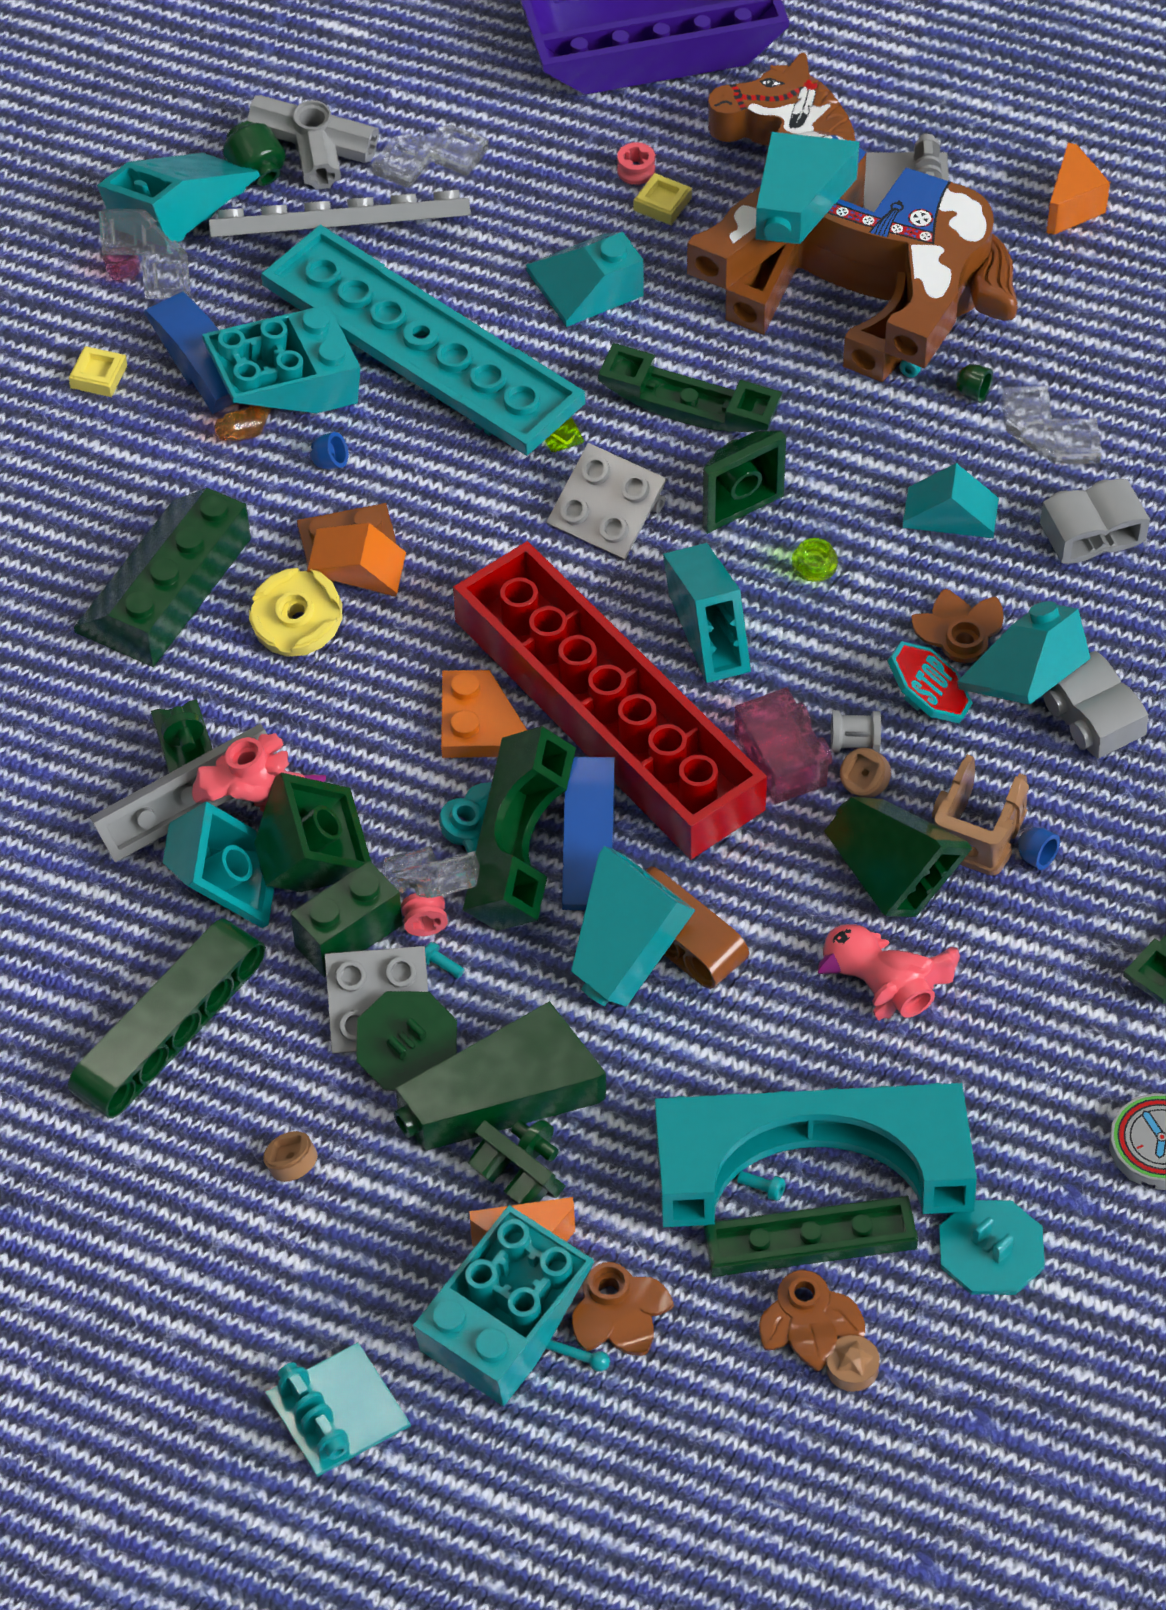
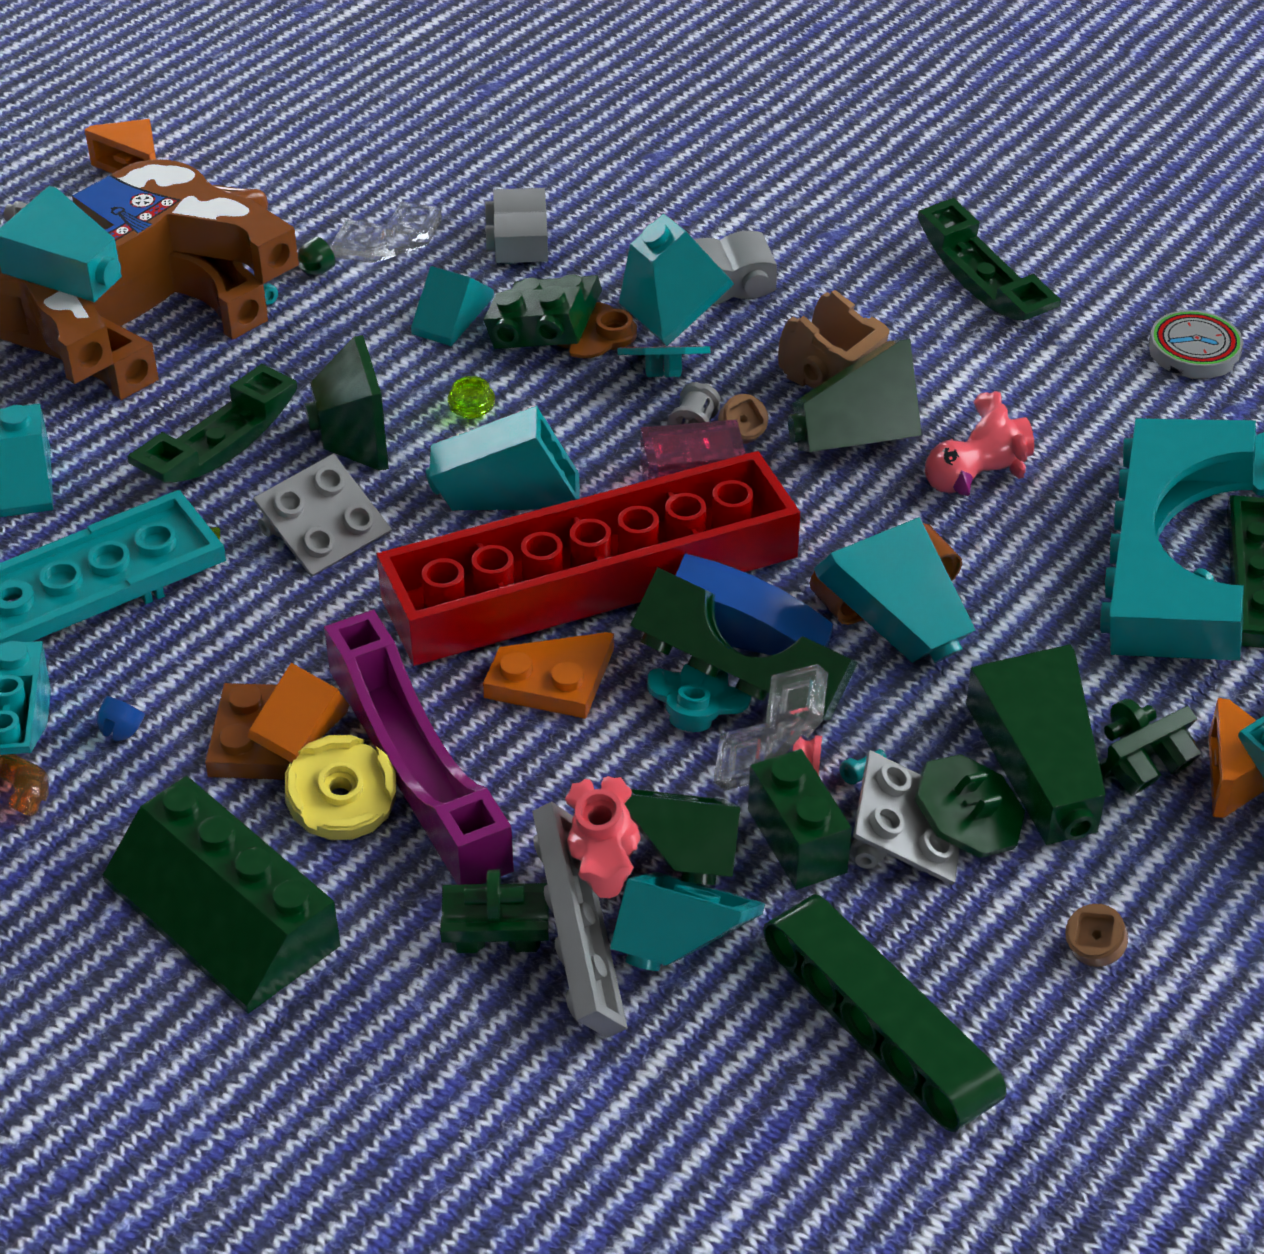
camera: 75 degrees left, 10 degrees down
(404, 597) = (450, 806): none -> magenta arch
(957, 576) = (542, 311): none -> dark green plate

